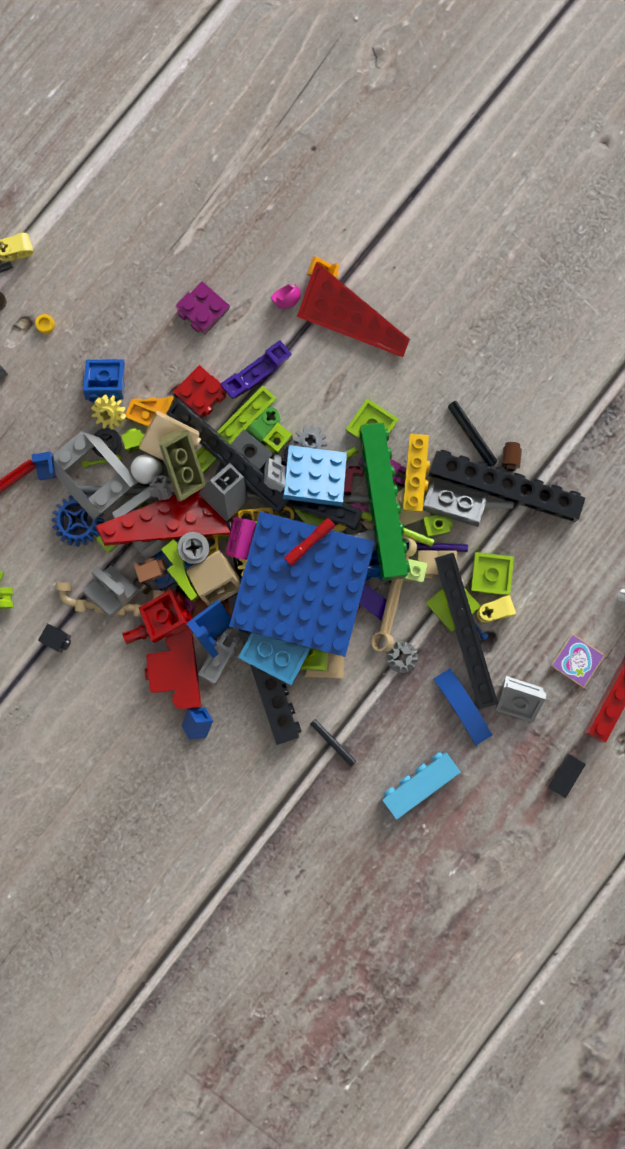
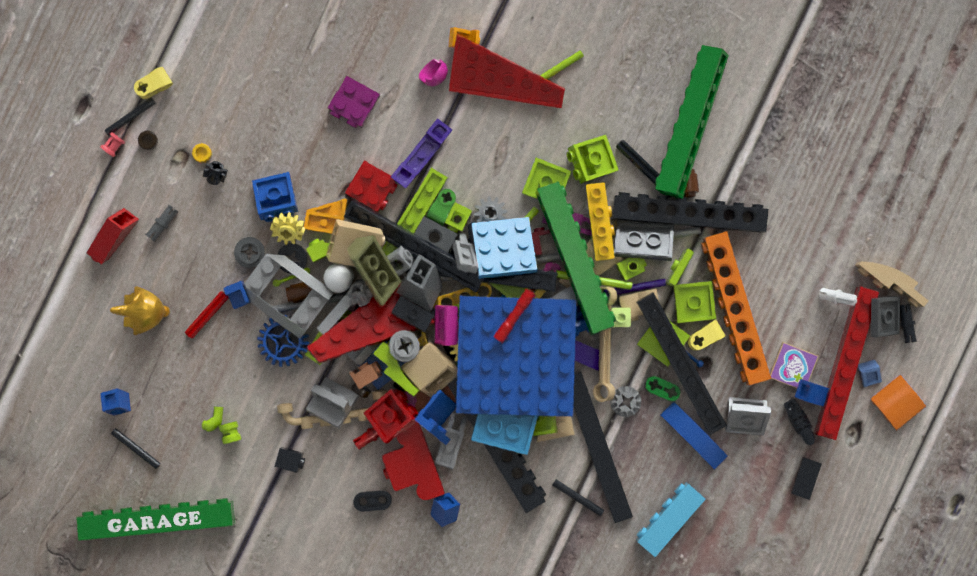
camera: 20 degrees left, 5 degrees up
(52, 344) = (215, 173): none -> black gear
(63, 420) = (243, 245): none -> dark grey gear
(102, 475) = (297, 292): none -> reddish brown brick
(127, 699) = (373, 502): none -> black plate
(208, 519) = (412, 314): none -> black plate
(215, 462) = (402, 255): none -> light grey brick
(365, 700) = (599, 451): none -> black tile
(414, 317) = (562, 65): none -> lime bar
(421, 412) = (592, 159): none -> lime plate
(444, 648) = (665, 384): none -> green beam
(483, 534) = (679, 266): none -> lime plate
(527, 396) = (691, 121): none -> green brick
(532, 520) = (761, 371): none -> orange brick
(572, 716) = (800, 421): none -> black hinge
(590, 689) = (811, 392): none -> blue brick

